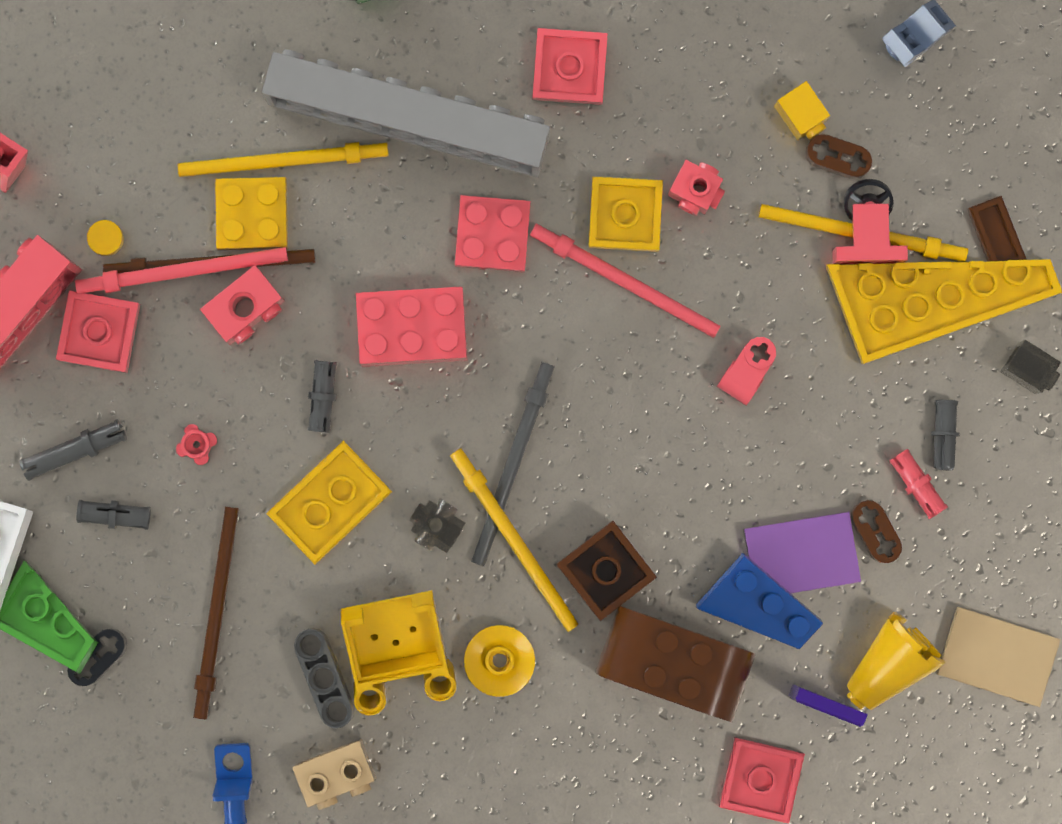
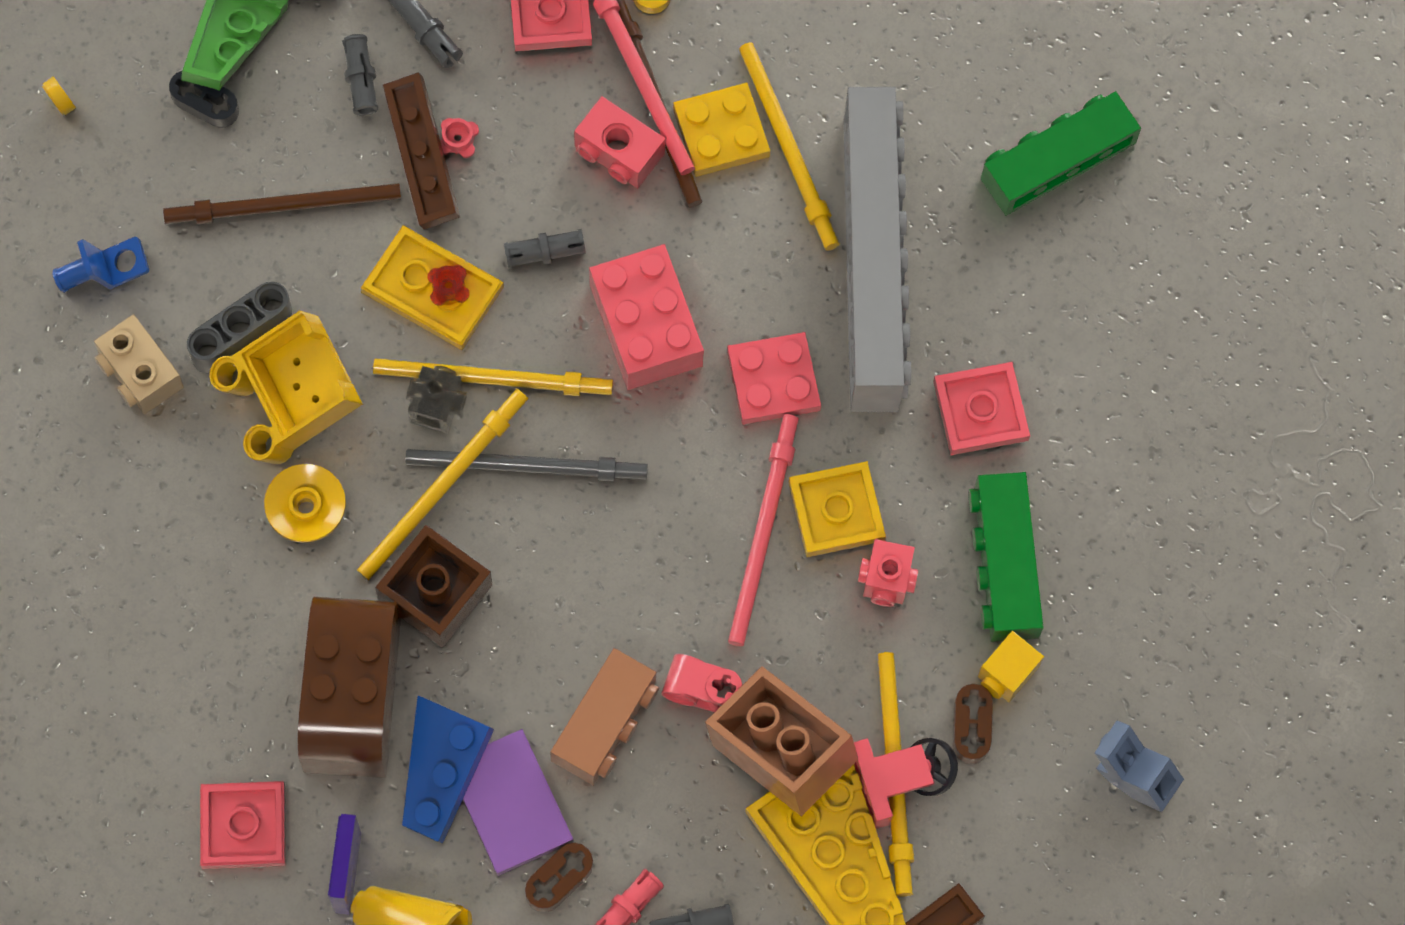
camera: 70 degrees right, 15 degrees down
(61, 785) = (58, 96): none -> yellow tile
(201, 479) = (421, 151): none -> reddish brown plate
(330, 480) = (440, 276): none -> clear red plate
(451, 407) = (571, 383): none -> yellow bar
(707, 84) = (1007, 556): none -> green brick
(755, 457) = (605, 717): none -> nougat brick
(821, 318) = (781, 740): none -> nougat brick

